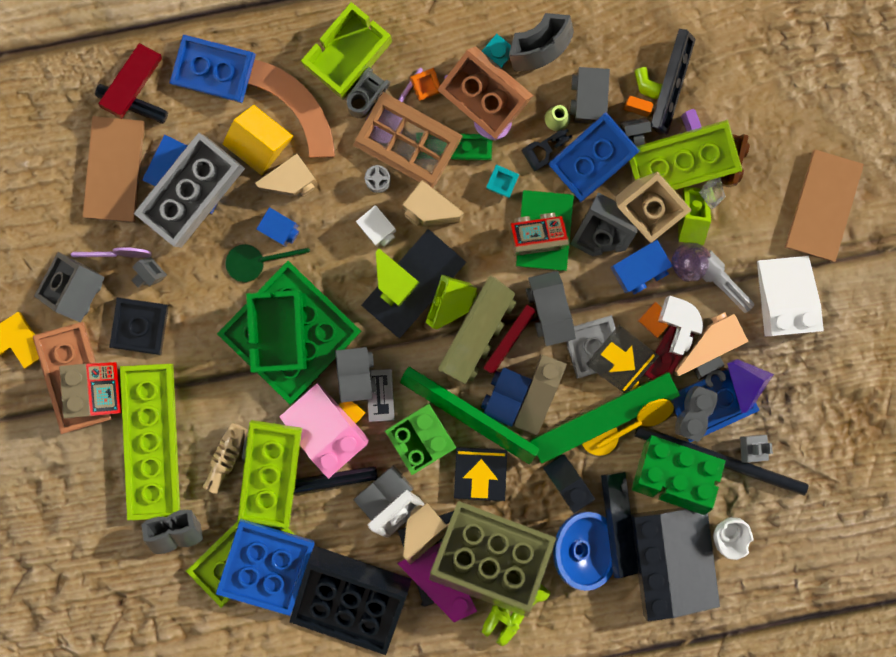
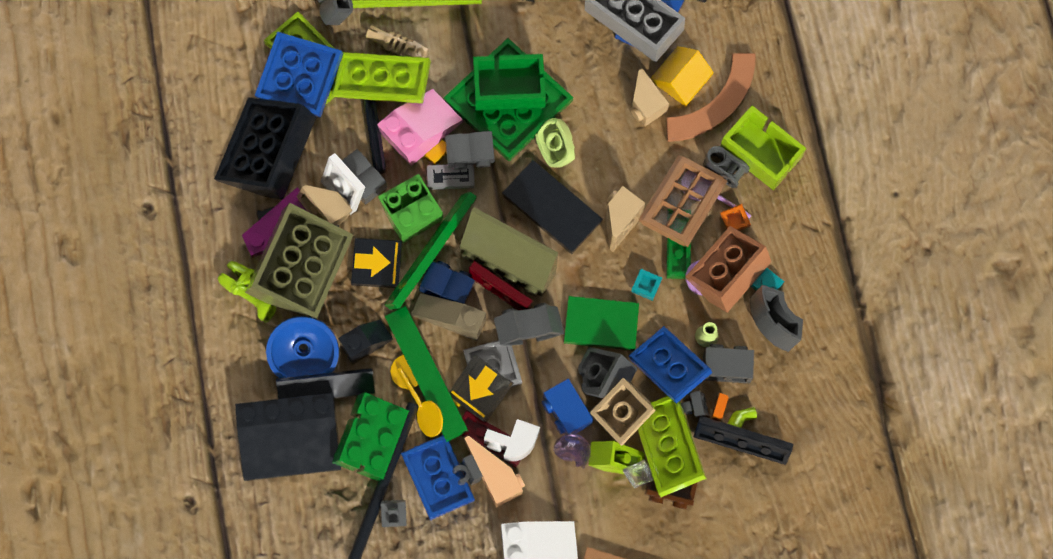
camera: 80 degrees right, 15 degrees down
(212, 68) = (744, 37): blue tile -> none
(246, 262) = (572, 65): dark green piece -> none
(278, 227) = (602, 90): blue brick -> none
(342, 279) = (555, 143): none -> yellowish green piece
(377, 174) = (648, 170): light grey wheel -> none
(377, 227) = (604, 173): white brick -> none
(393, 280) = (555, 184): lime slope -> none
(450, 301) = (540, 232): lime slope -> none
(532, 159) = (687, 338): black piece -> none
(538, 235) = (595, 309): slope -> none
(650, 320) = (509, 423): orange tile -> none
(691, 120) = (708, 456): medium lavender tile -> none
(698, 406) = (422, 451): dark grey brick -> none
(722, 280) = (564, 474): light grey piece -> none
(733, 538) = (308, 489): white hair -> none
(748, 382) = (456, 504): dark purple slope -> none

